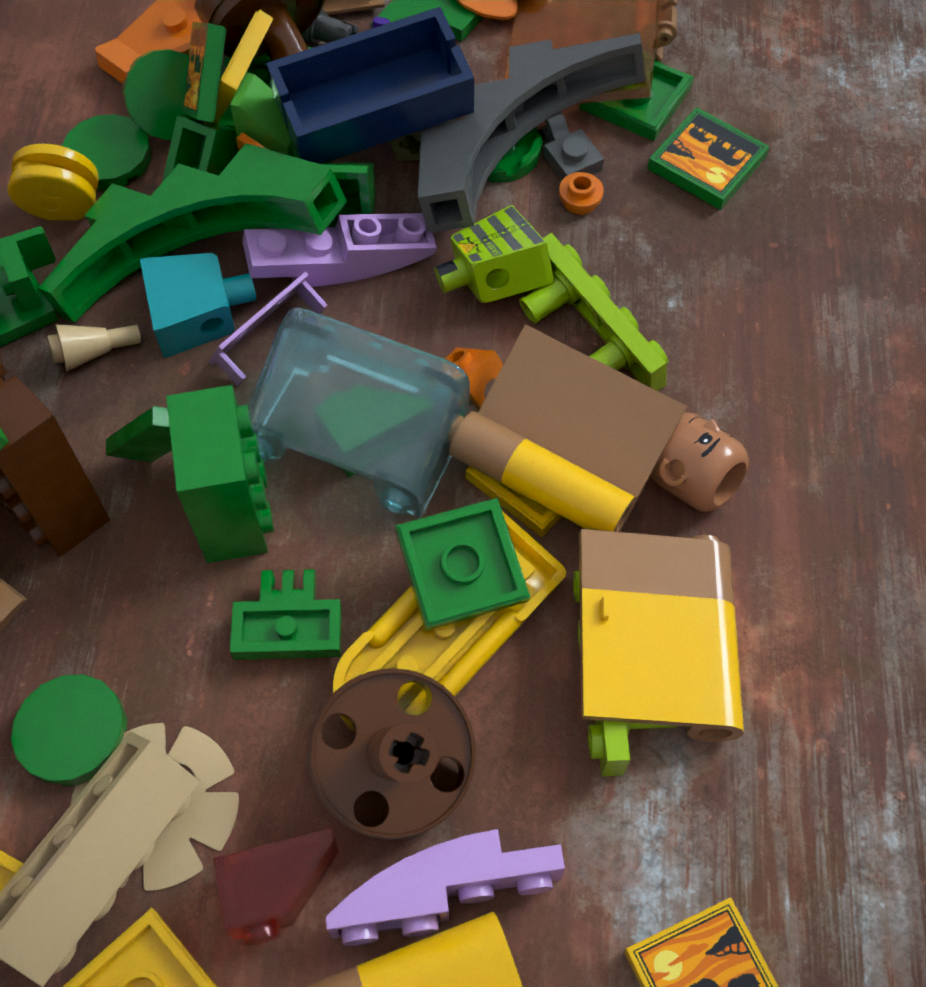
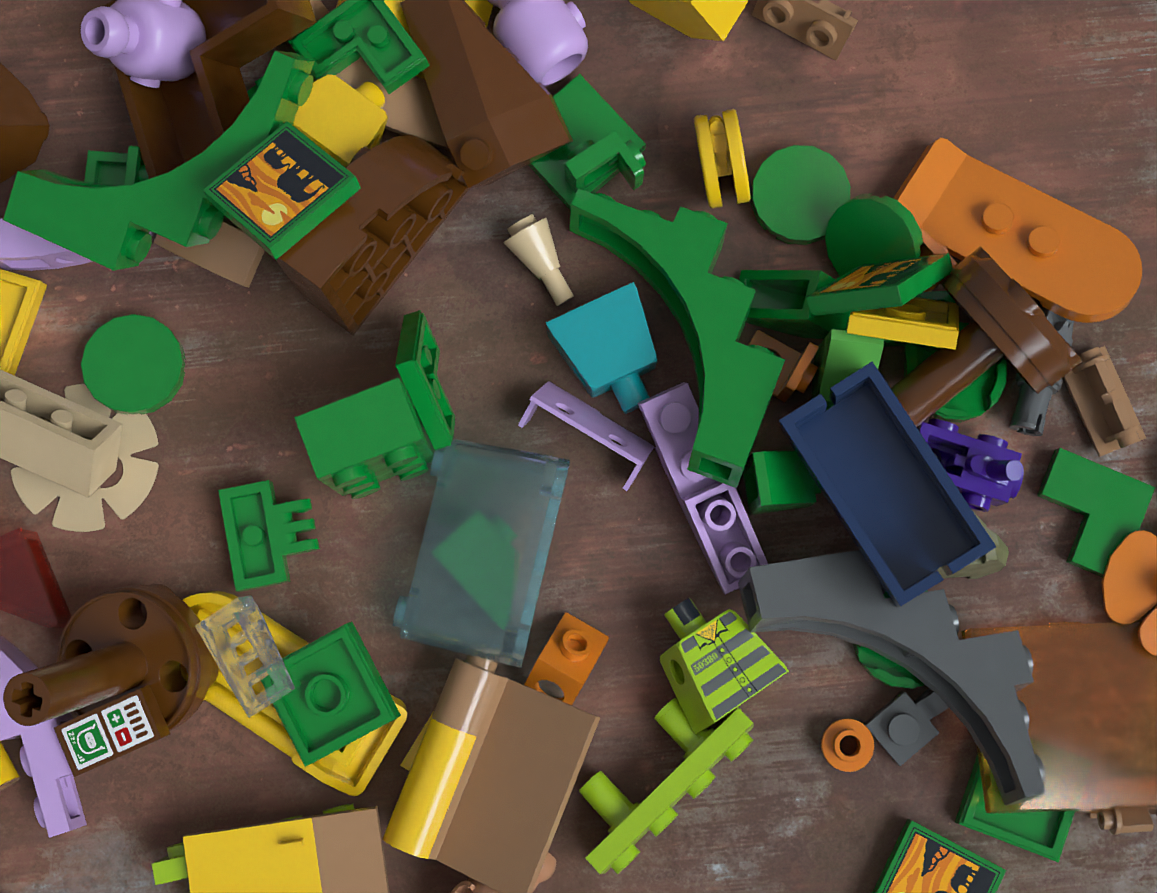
camera: 80 degrees right, 20 degrees up
(360, 622) = (222, 648): none -> clear slope
(463, 777) = (112, 730): none -> tile

